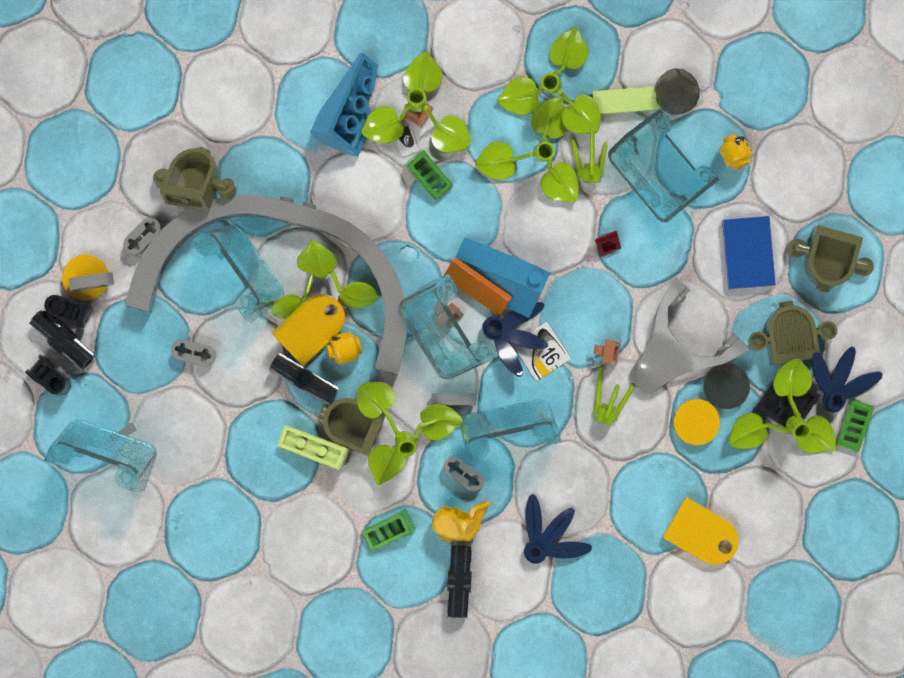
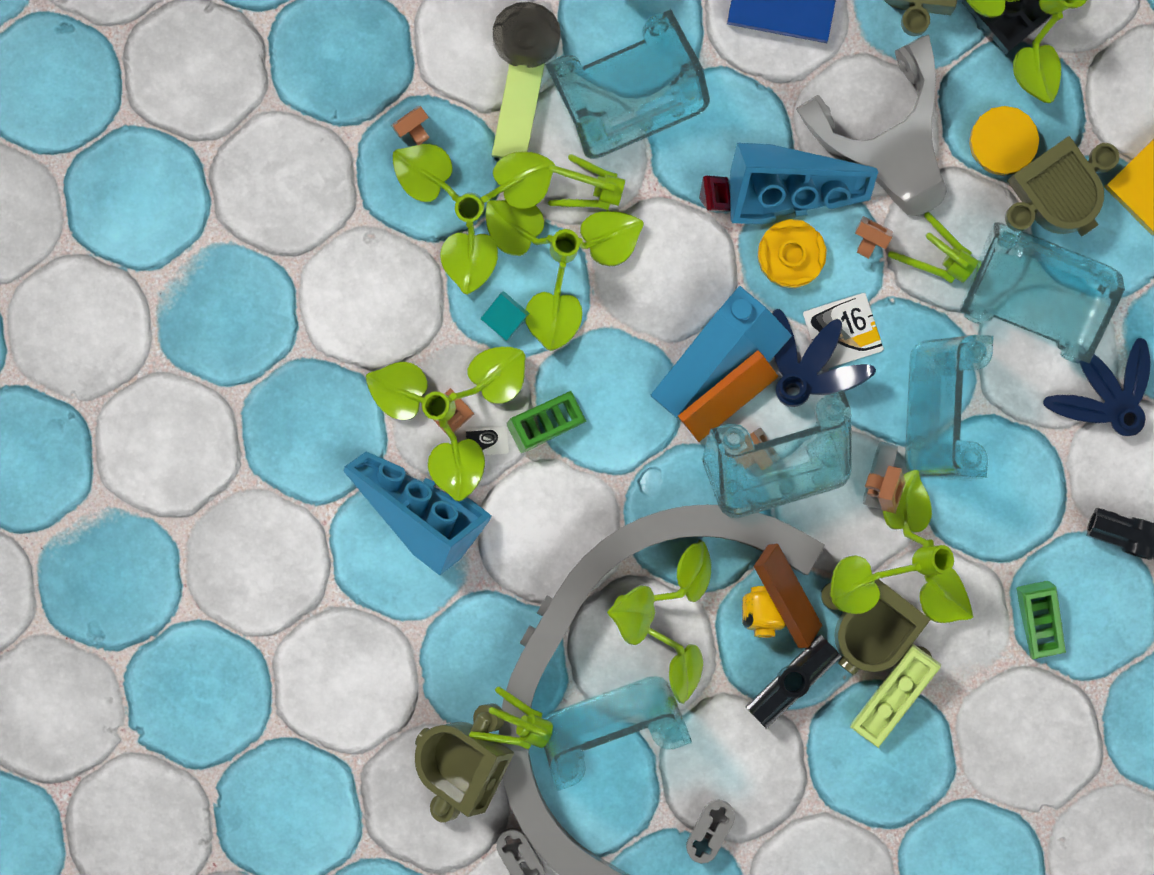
camera: 70 degrees left, 0 degrees up
(226, 217) = (530, 728): none -> lime plant
(310, 328) = (721, 652): yellow tile -> none
(357, 359) = (788, 595): none -> dark orange tile
(444, 404) = (887, 488): none -> nougat tile
(457, 524) = (1062, 518): yellow head -> none
(460, 478) = (984, 484): light grey beam -> none
(489, 129) = (504, 316): none -> teal tile
(582, 303) = (791, 253): none -> yellow tile
(597, 34) = (411, 124): none -> nougat tile
(604, 472) = (1043, 291): none -> clear light blue windscreen
(628, 284) = (784, 181): none -> dark azure wedge
(674, 467) = (1061, 189): none -> olive piece
(726, 386) = (965, 84): clear smoke tile -> none

